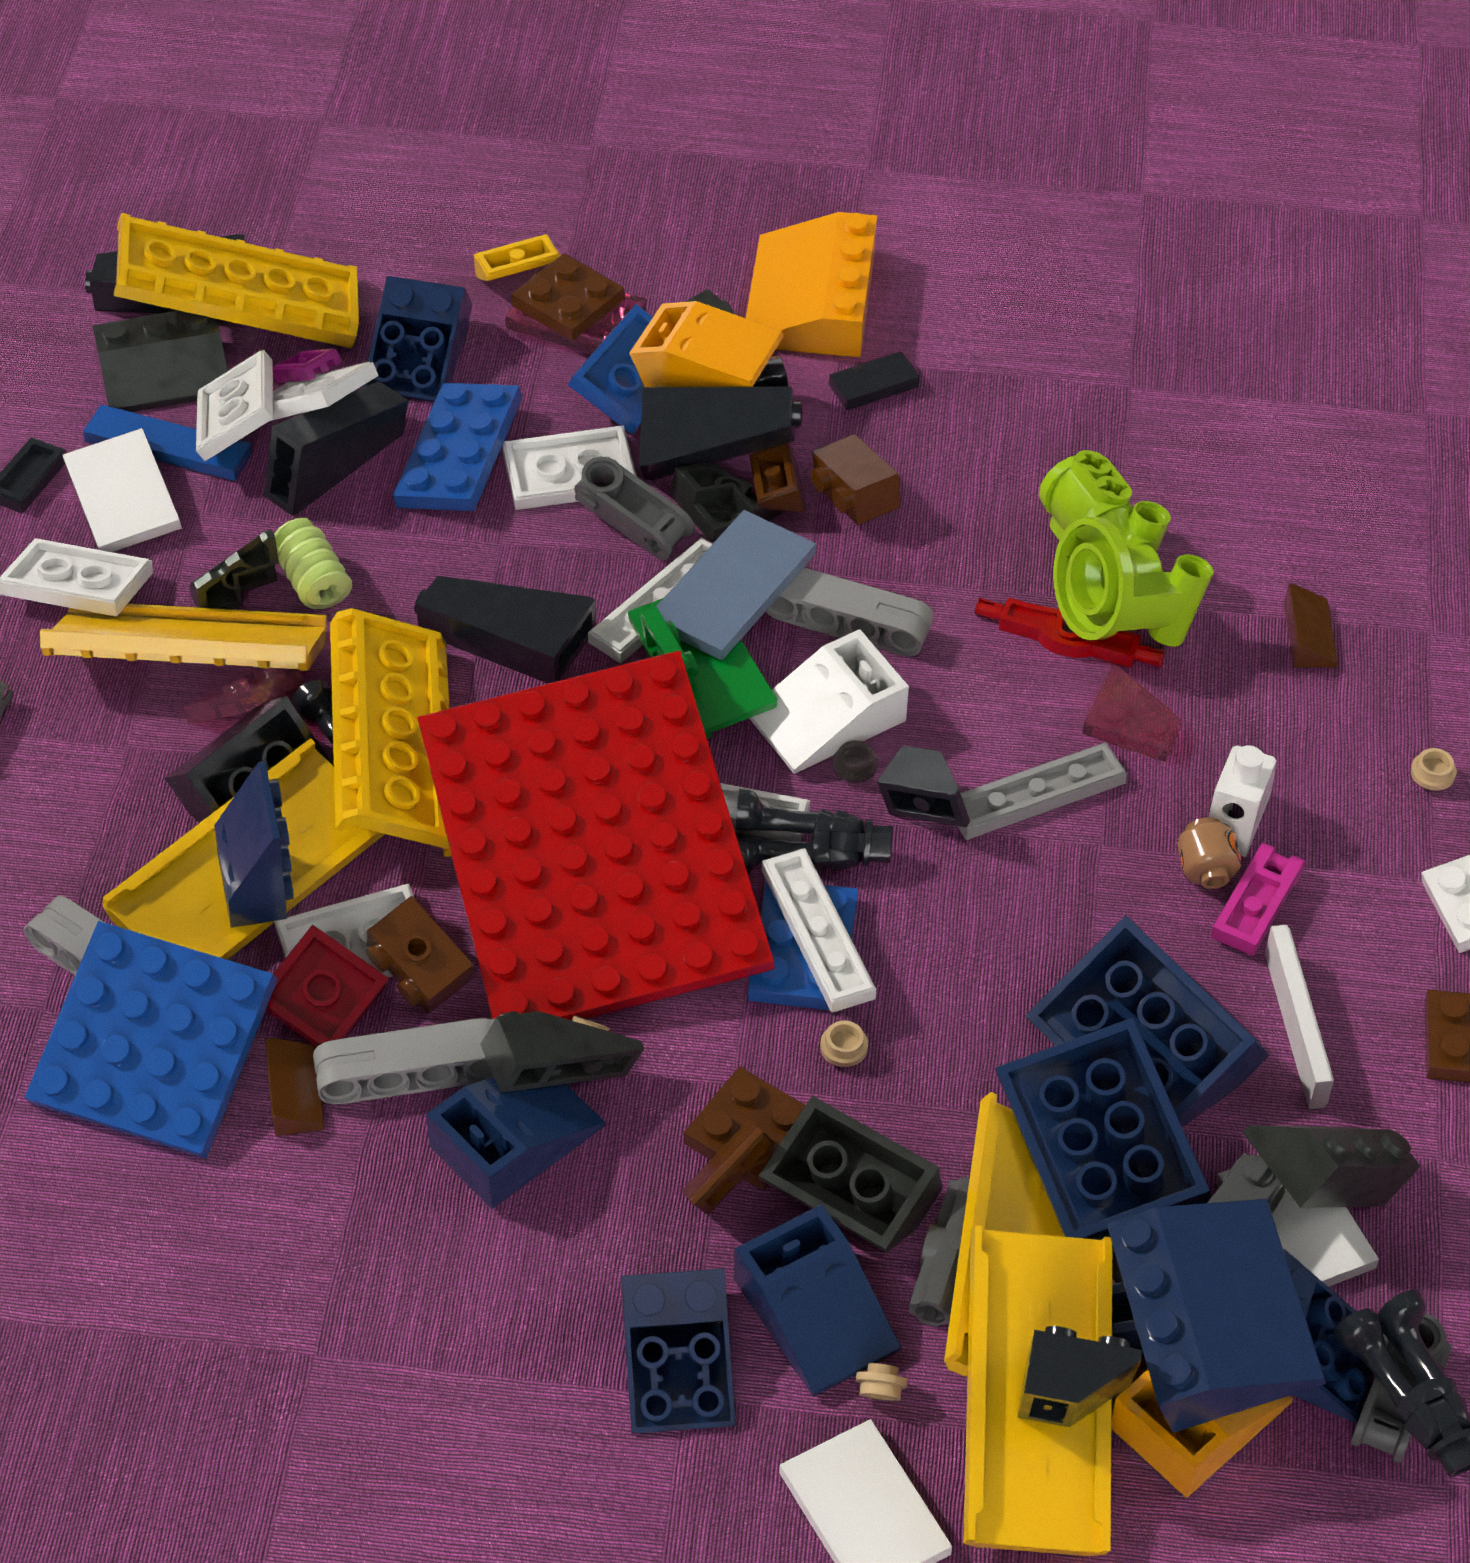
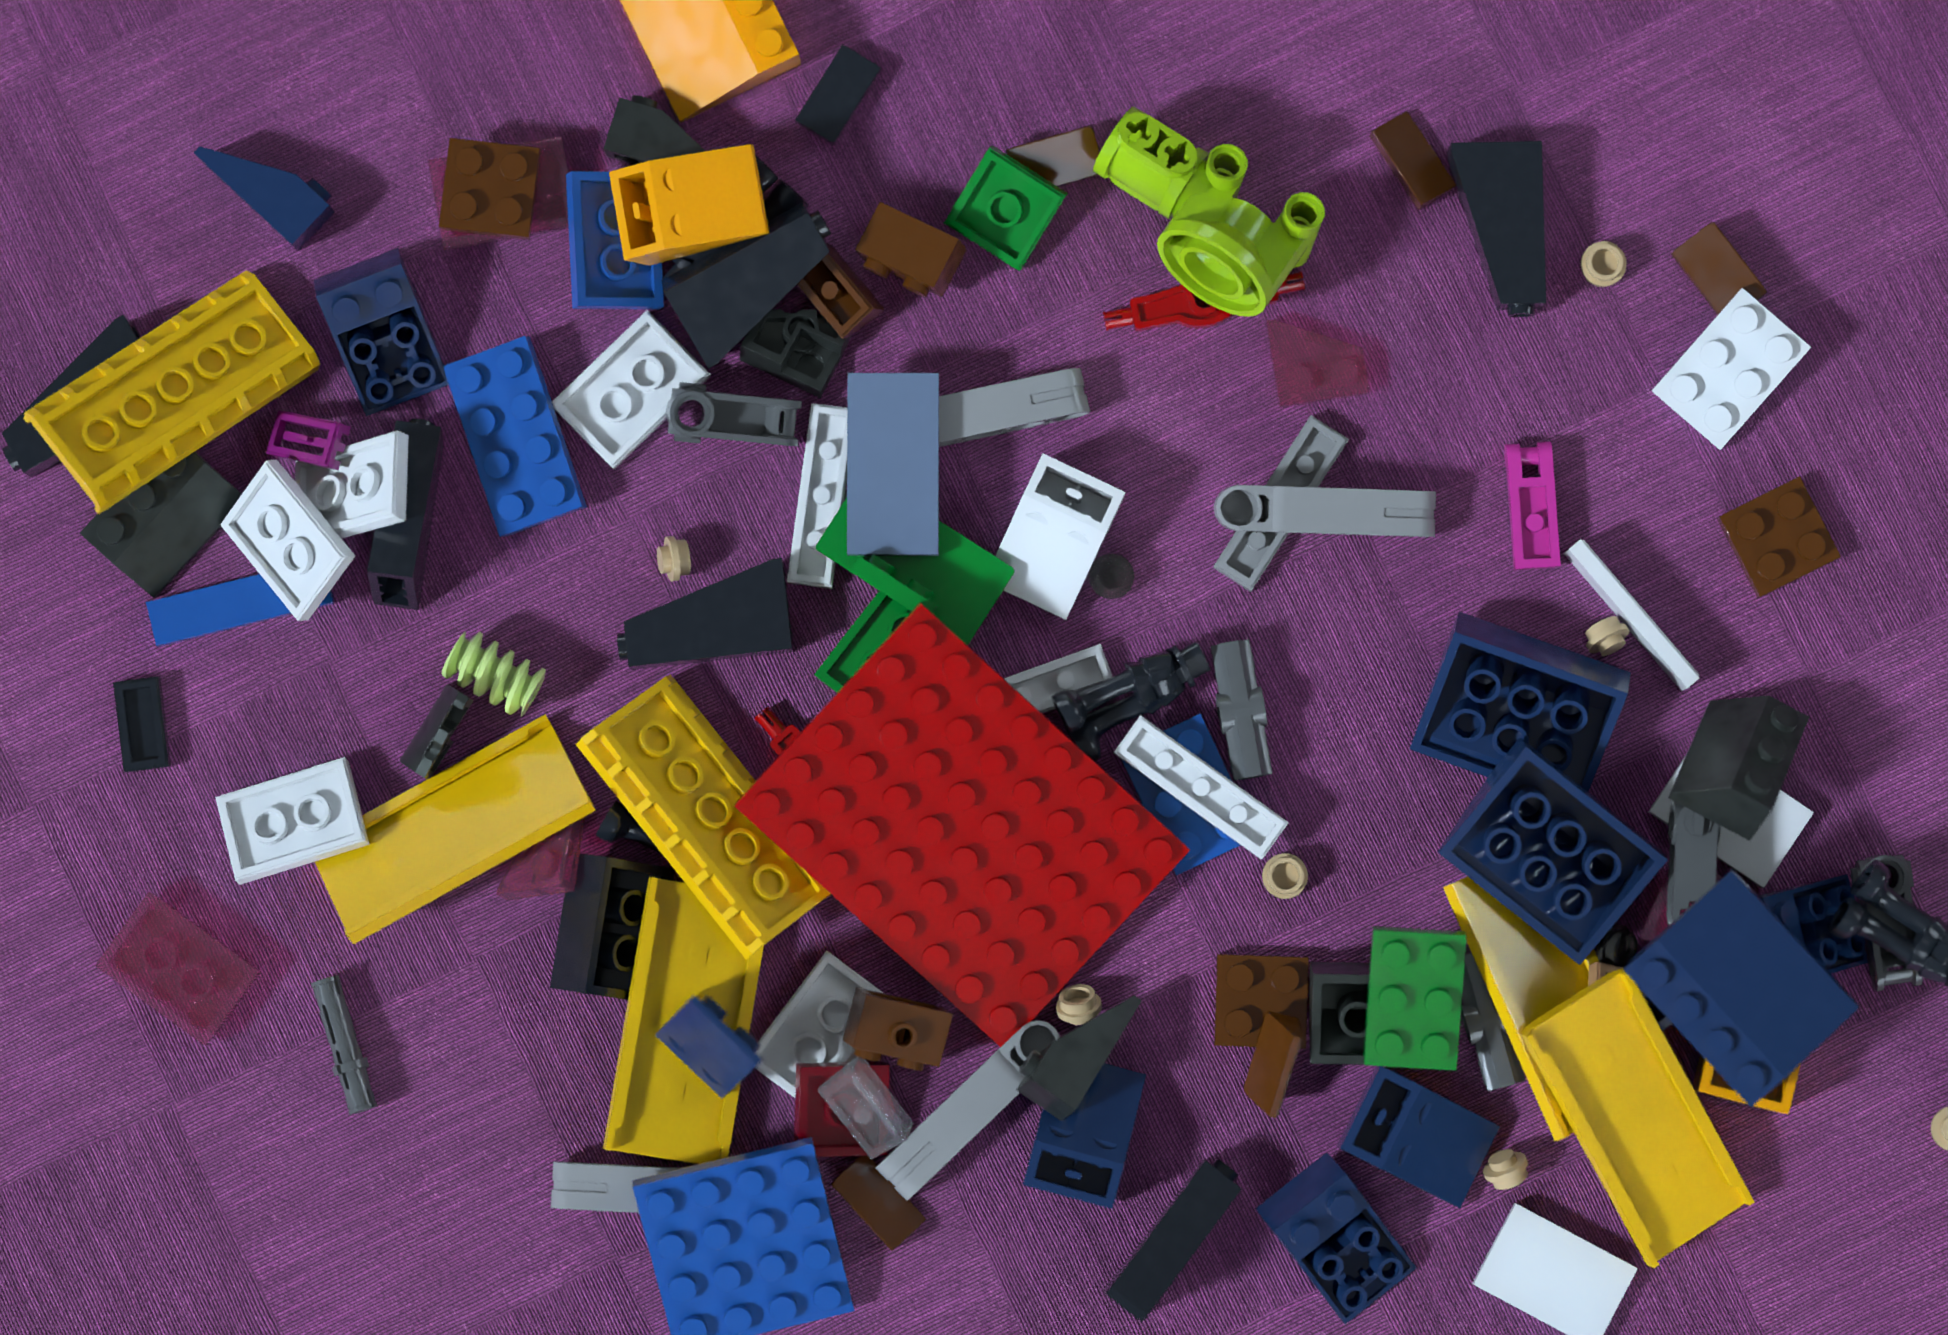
camera: 30 degrees left, 35 degrees up
(122, 491) = (251, 694): white tile -> none
(342, 992) = (866, 1108): none -> clear slope
(413, 236) = (276, 195): none -> dark blue slope
(513, 570) = (674, 558): none -> tan plate
(515, 258) = (400, 163): yellow slope -> none
(520, 1252) = (1173, 1239): none -> black slope
(891, 1162) = (1414, 998): none -> green plate
(895, 903) = (1241, 710): none -> dark grey piece
(922, 788) = (1194, 576): black slope -> none
(951, 495) = (1005, 208): none -> green tile
(1007, 489) = (1060, 157): none -> slope
(1073, 1375) = (1674, 1119): black slope -> none
(1076, 801) = (1326, 510): none -> light grey piece
(1209, 852) = (1470, 492): medium nougat head -> none
(1246, 782) = (1466, 418): white torso -> none
(1265, 1020) = (1606, 636): none -> tan plate
(1369, 692) = (1505, 213): none -> black slope

